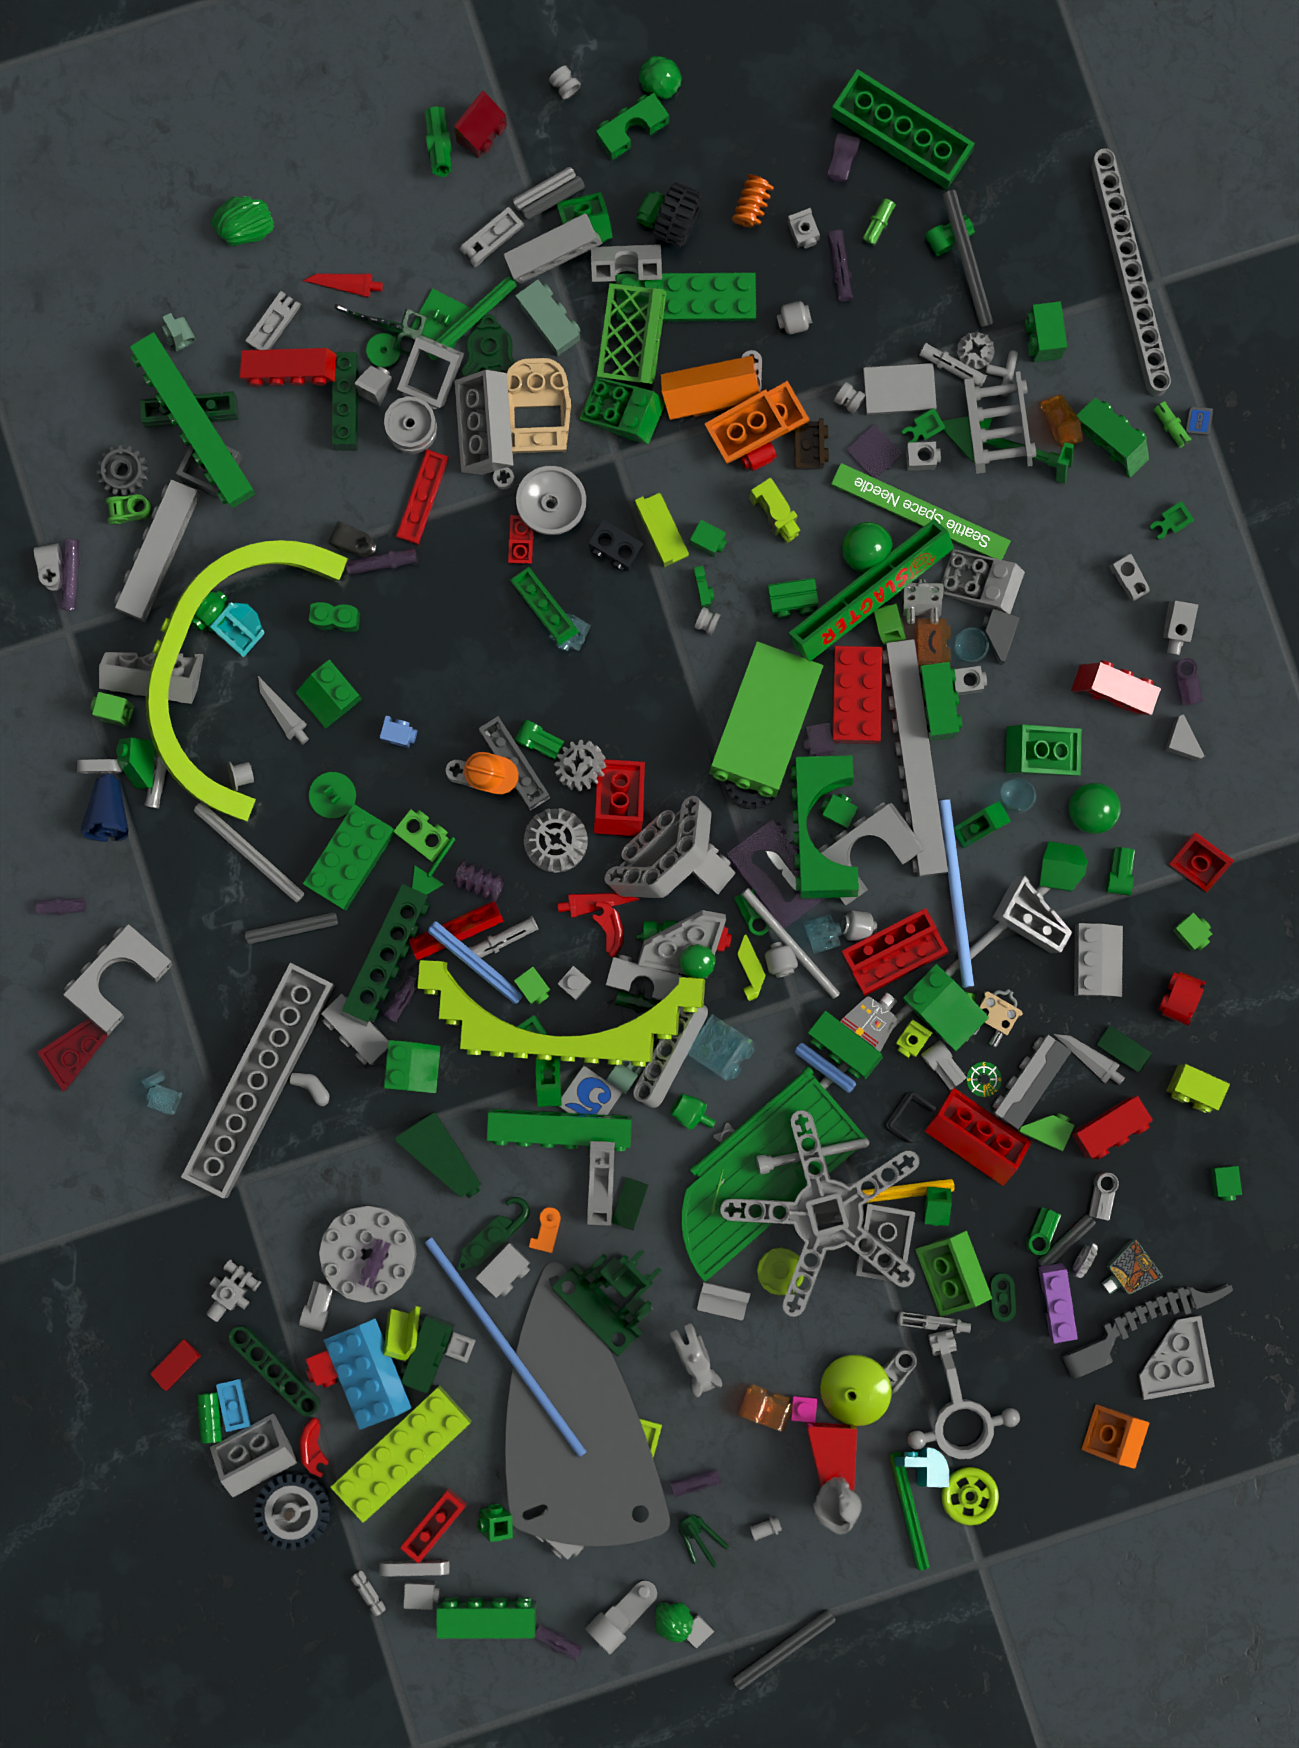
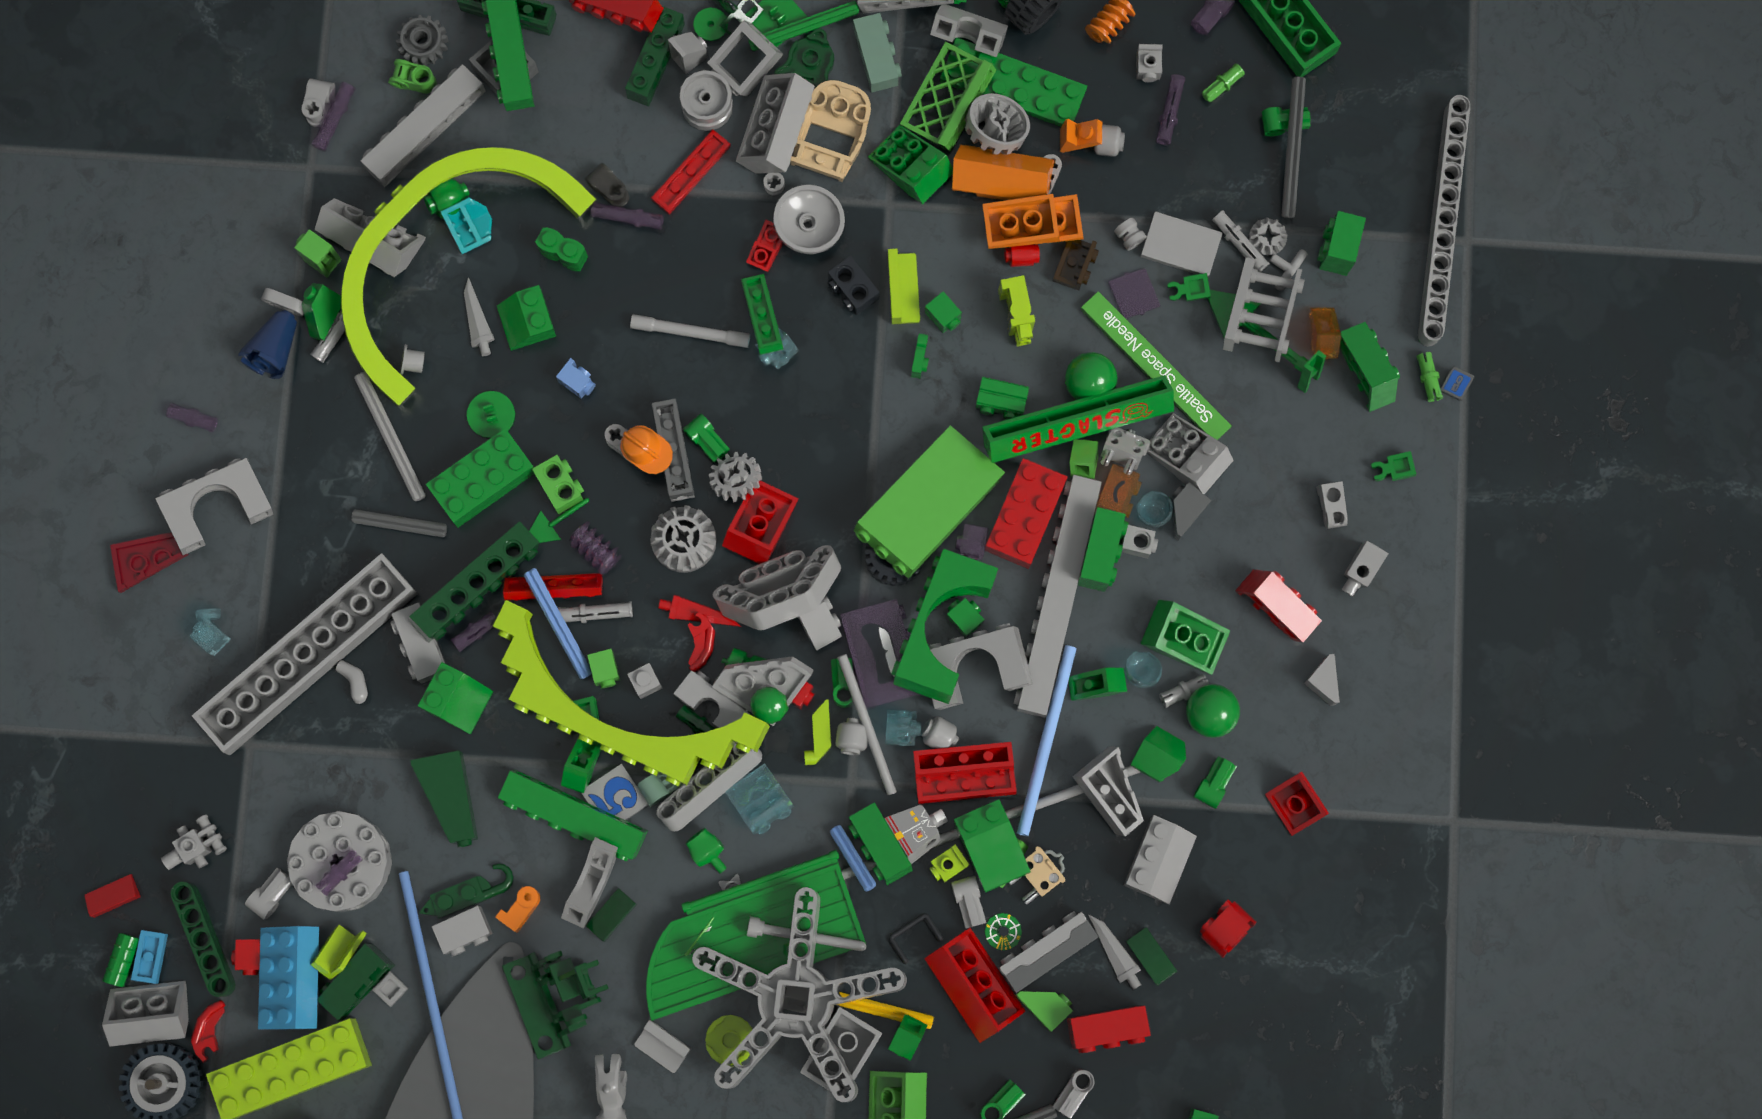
camera: 20 degrees right, 5 degrees down
(520, 638) = (651, 324): none -> light grey piece
(695, 342) = (1001, 118): none -> light grey gear
(707, 621) = (911, 389): light grey wheel -> none
(766, 324) = (1080, 135): none -> orange slope
(915, 463) = (1174, 304): light grey brick -> none
(1060, 800) = (1182, 691): none -> light grey pin
(1188, 684) = (1351, 628): clear purple piece -> none
(1193, 932) = (1263, 869): bright green brick -> none
(1198, 1088) = (1208, 1023): lime brick -> none

